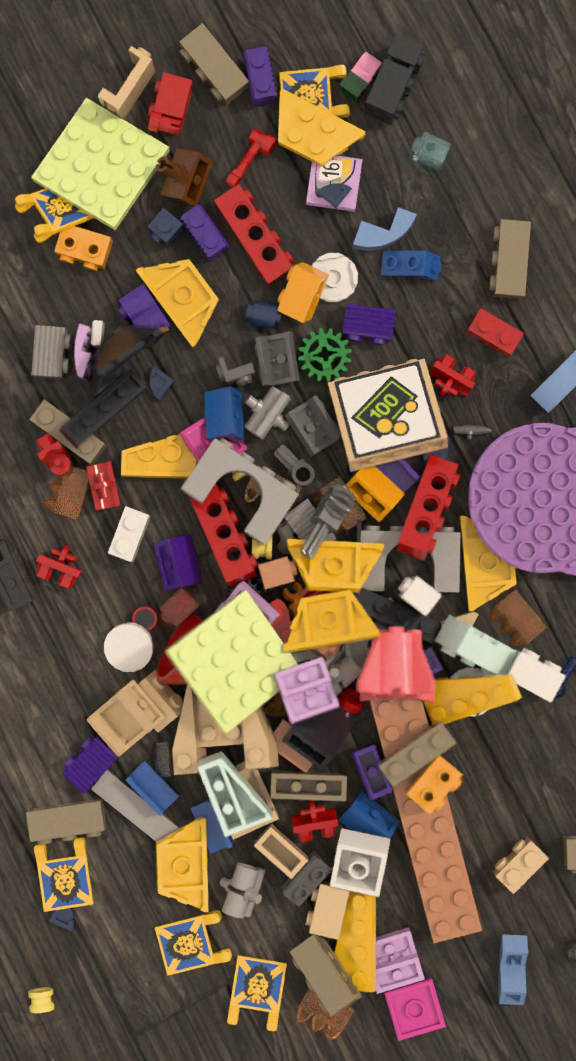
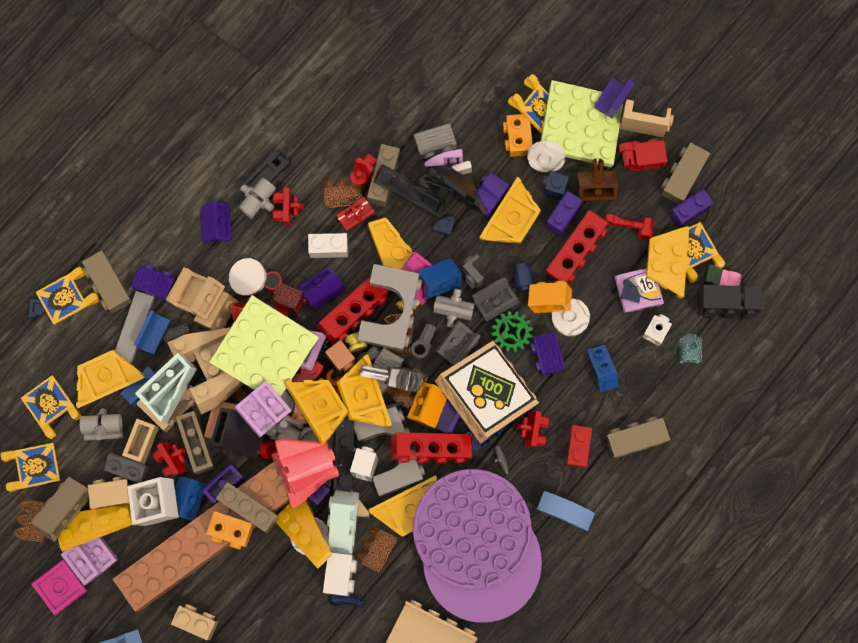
camera: 70 degrees right, 10 degrees down
(35, 598) = (257, 198): none -> light grey pin
(44, 660) = (215, 222): none -> dark purple panel
(84, 110) = (613, 97): none -> dark purple panel
(125, 224) = (546, 156): none -> white tile
(375, 238) = (610, 333): medium blue brick -> none
(391, 189) = (652, 334): none -> white brick

